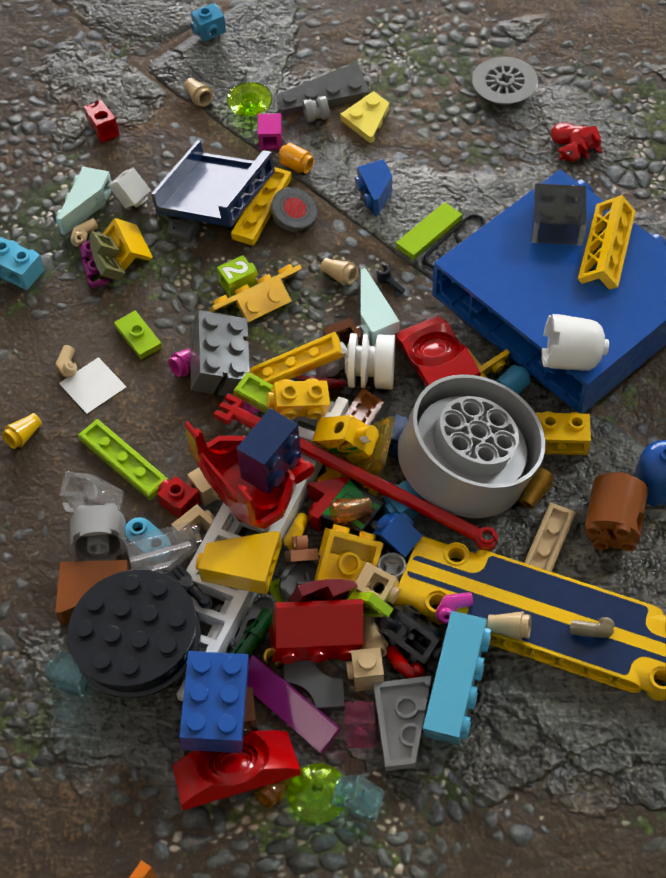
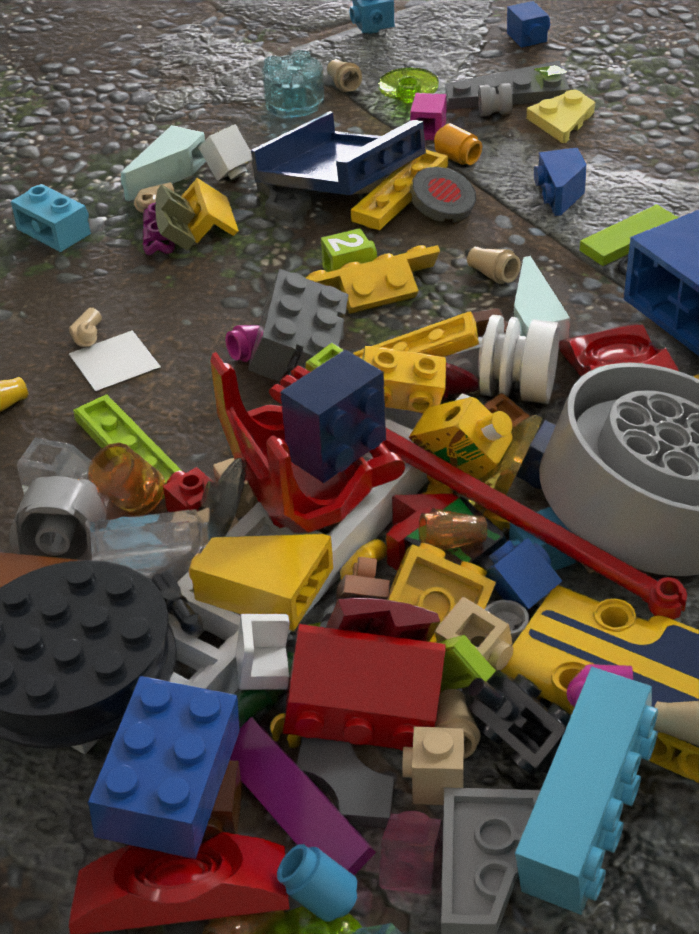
camera: 10 degrees right, 15 degrees down
(101, 120) = (212, 92): red leg -> none
(132, 492) = (126, 479): none -> clear orange wheel
(138, 335) = (194, 309): lime plate -> none
(163, 109) = (293, 84): none -> clear light blue brick
(207, 509) = (224, 498): none -> clear smoke dish
(252, 616) = (262, 651): none -> white panel
(314, 756) = (318, 882): none -> dark azure brick
(328, 24) = (527, 24): none -> blue brick
(352, 75) = (550, 70): none -> clear neon green sticker
(385, 277) = (559, 278): black hand -> none
(401, 664) = (499, 770): red arm -> none

